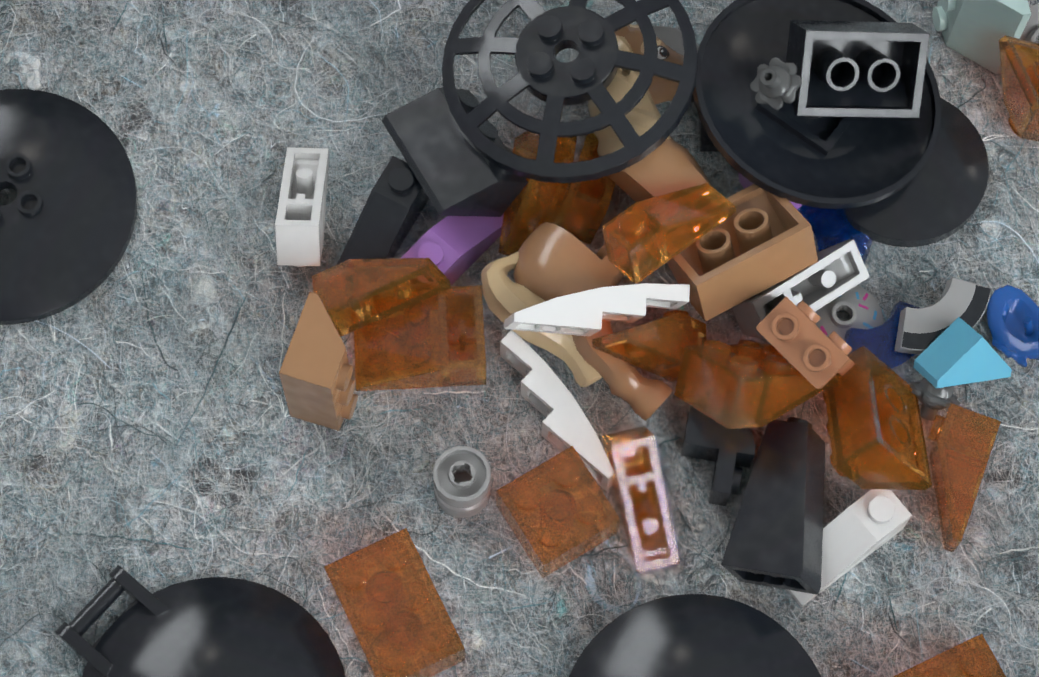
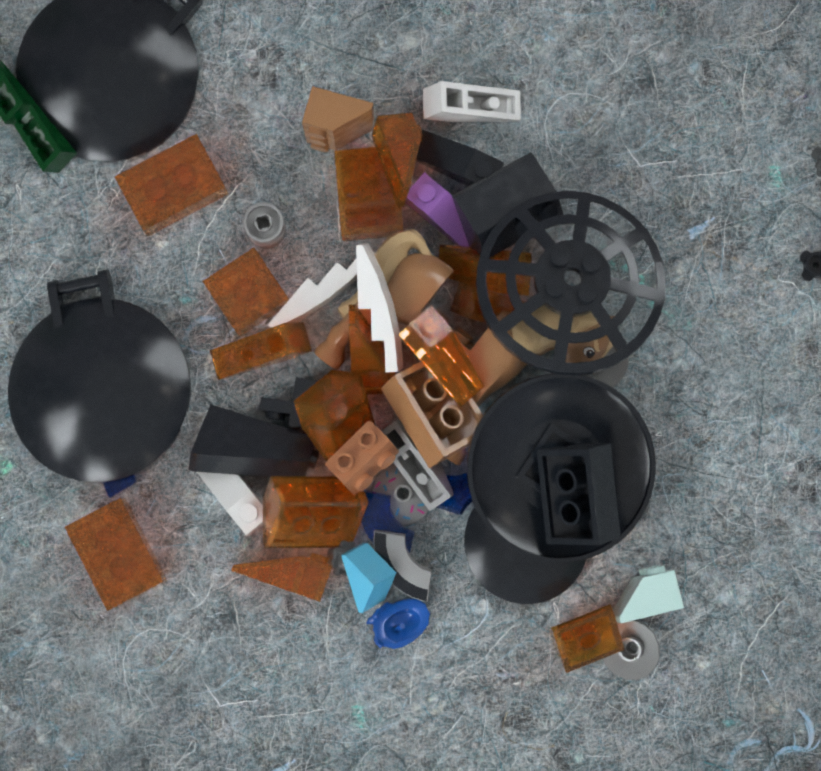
camera: 90 degrees right, 15 degrees up
(776, 83) = (556, 432): dark grey plant -> none

